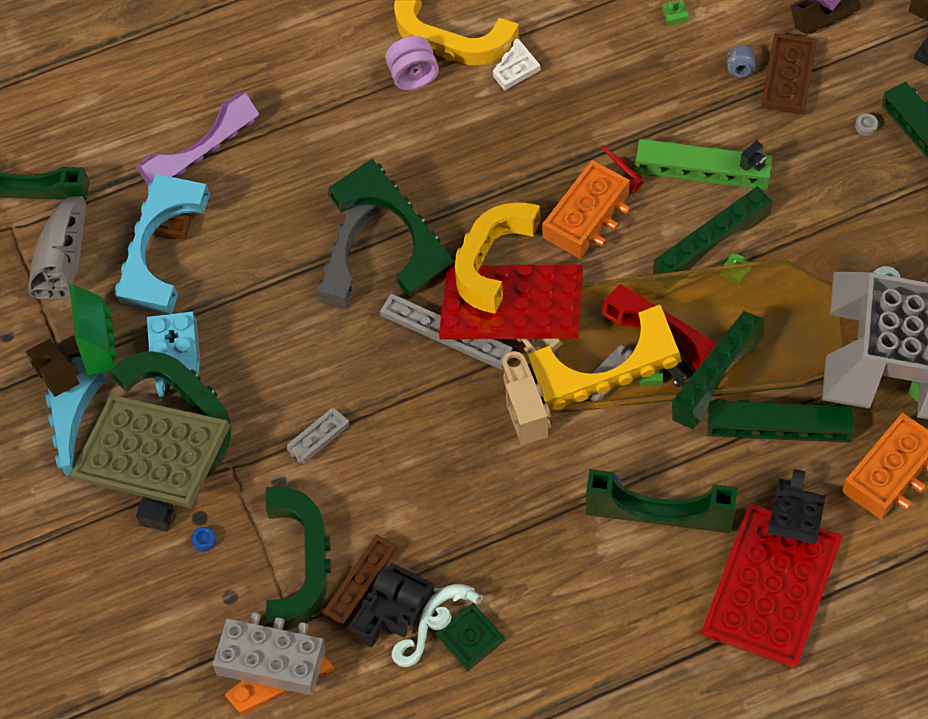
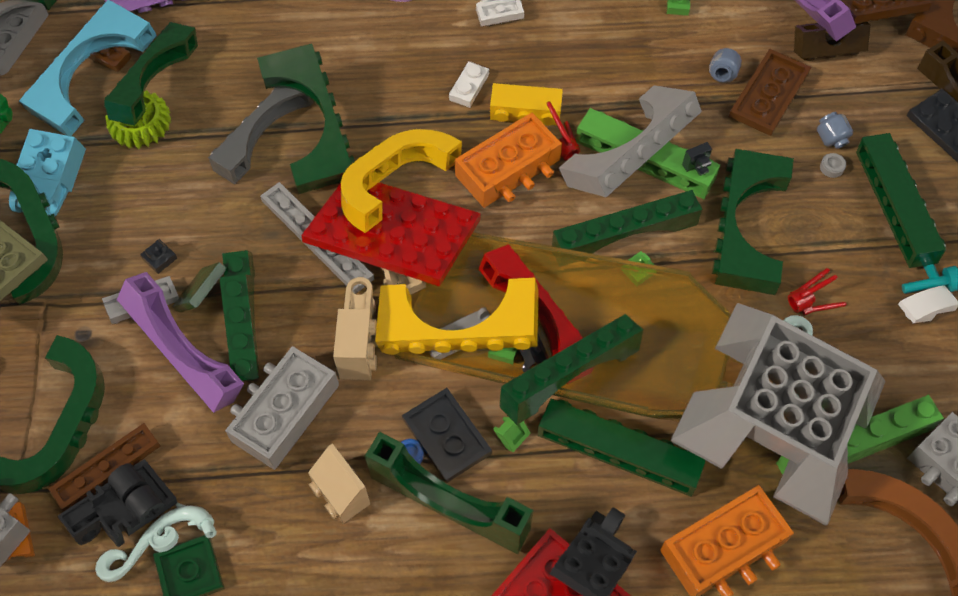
camera: 15 degrees right, 0 degrees up
(225, 258) = (126, 100): none -> dark green arch
(230, 269) = (147, 129): none -> lime gear
(312, 393) = (158, 256): none -> black tile
(334, 436) = (147, 306): none -> medium lavender arch
(368, 407) = (199, 287): none -> tile
(415, 417) = (239, 313): none -> dark green arch
(487, 481) = (281, 407): none -> light grey piece
(517, 149) = (469, 84): none -> white plate
(565, 526) = (338, 485): none -> tan slope
(576, 152) = (517, 101): none -> yellow brick
(633, 459) = (447, 435): none -> black plate
(678, 192) = (605, 171): none -> light grey arch
(686, 440) = (512, 434): none -> bright green tile
(817, 236) = (738, 261): none -> dark green arch
(857, 92) = (834, 130): none -> sand blue head
(882, 250) = (803, 298): none -> red plant

